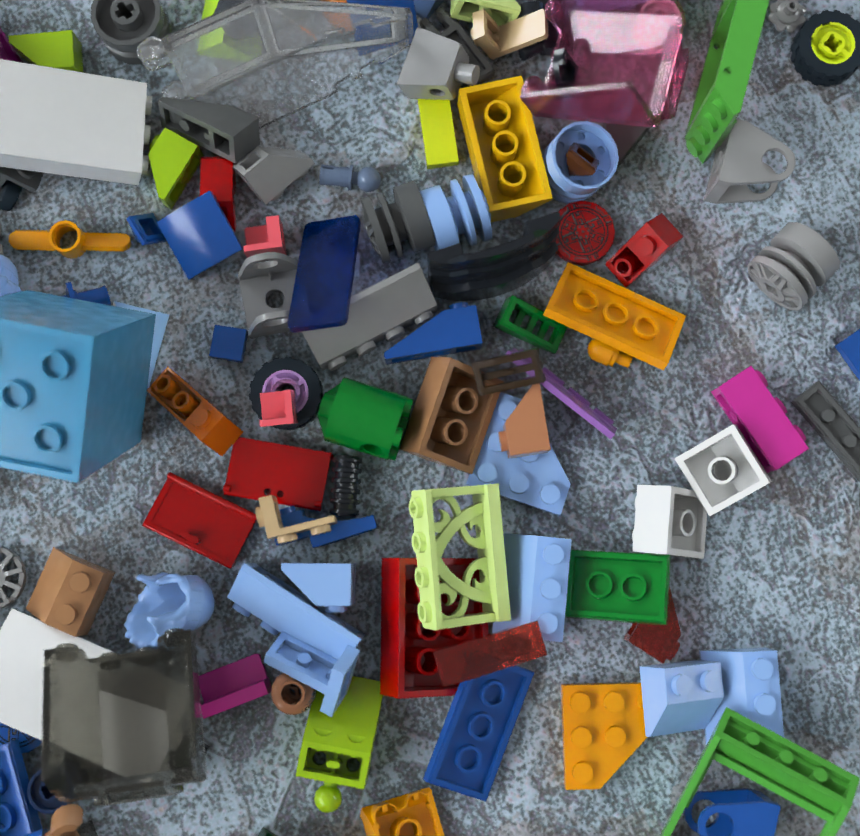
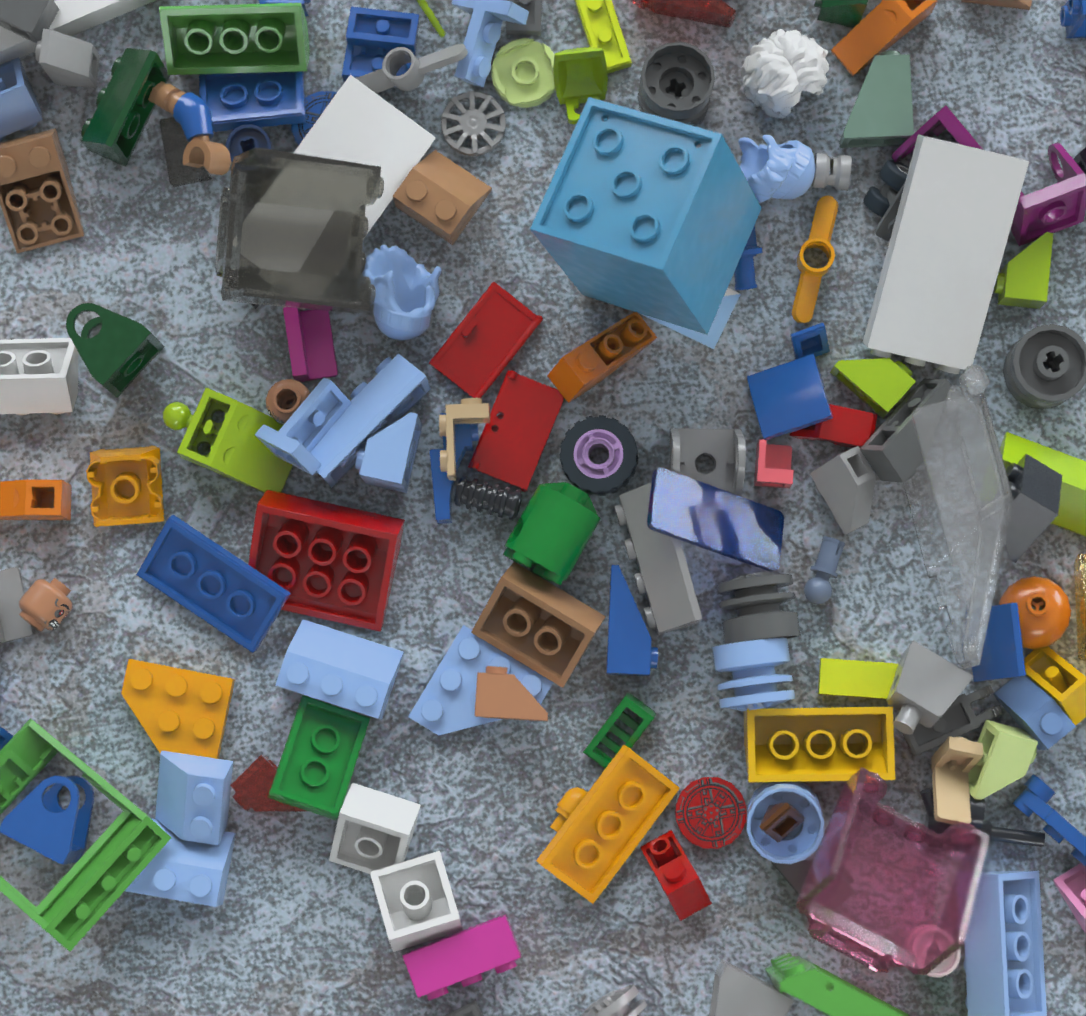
camera: 105 degrees right, 0 degrees up
(228, 343) = (667, 405): blue tile -> none
(278, 408) = (580, 442): coral panel -> none
(489, 653) = (280, 605): clear red slope -> none
(491, 561) = (347, 627): yellowish green fence -> none
(495, 269) = (680, 708): black slope -> none
(536, 365) = (567, 719): dark brown tile -> none
(564, 69) = (892, 830): black tile -> none
(572, 399) = (527, 753): medium lavender windscreen -> none

